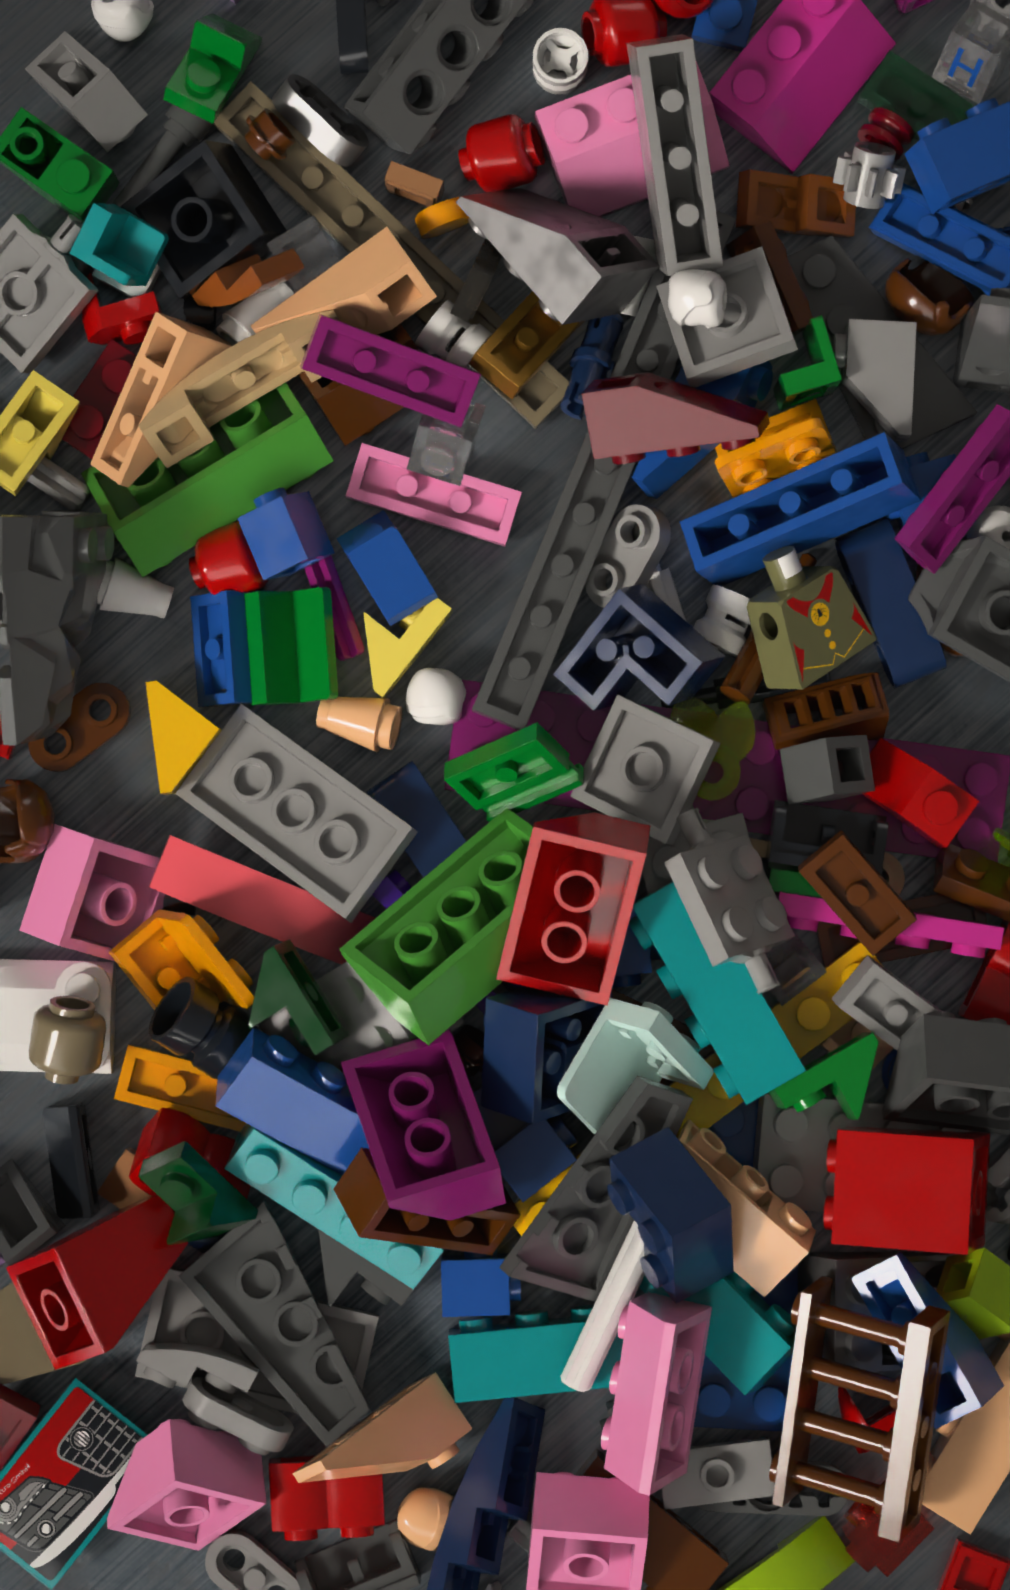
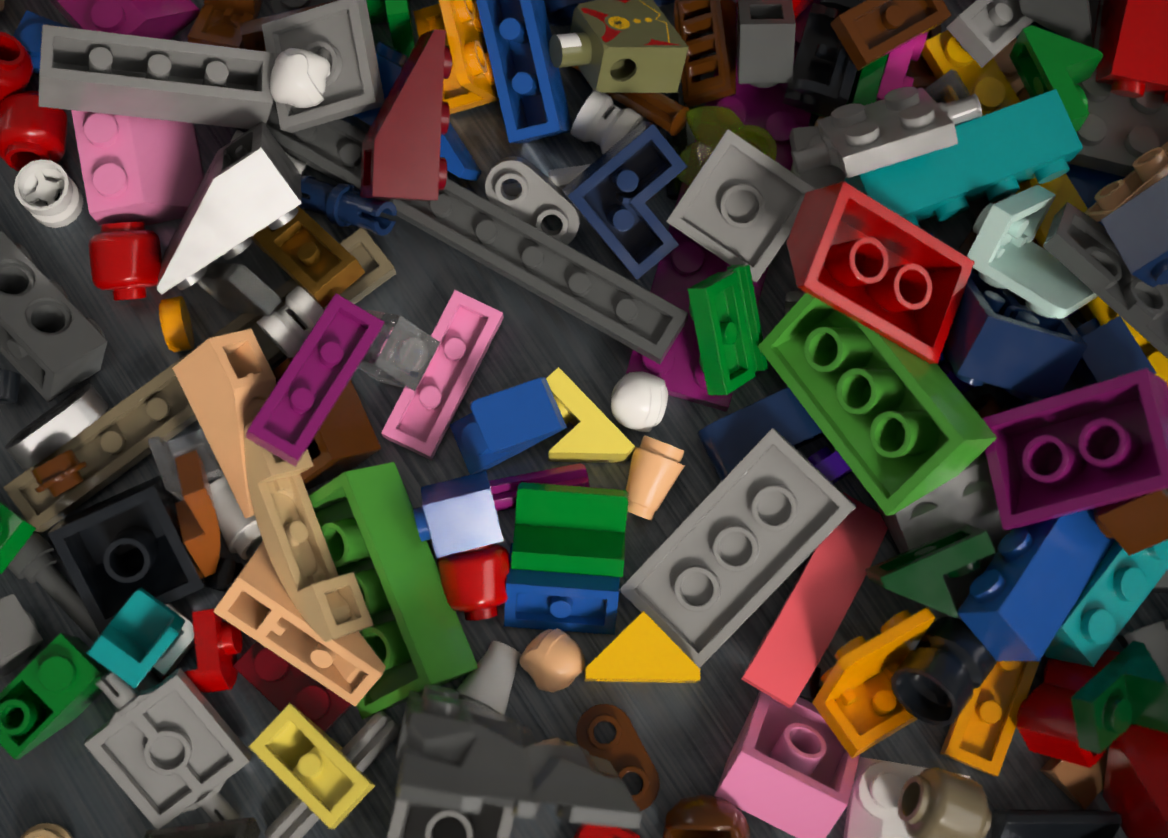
camera: 90 degrees left, 10 degrees down
(162, 649) = (553, 660): none -> light nougat piece
(413, 185) = (139, 346): medium nougat tile -> none

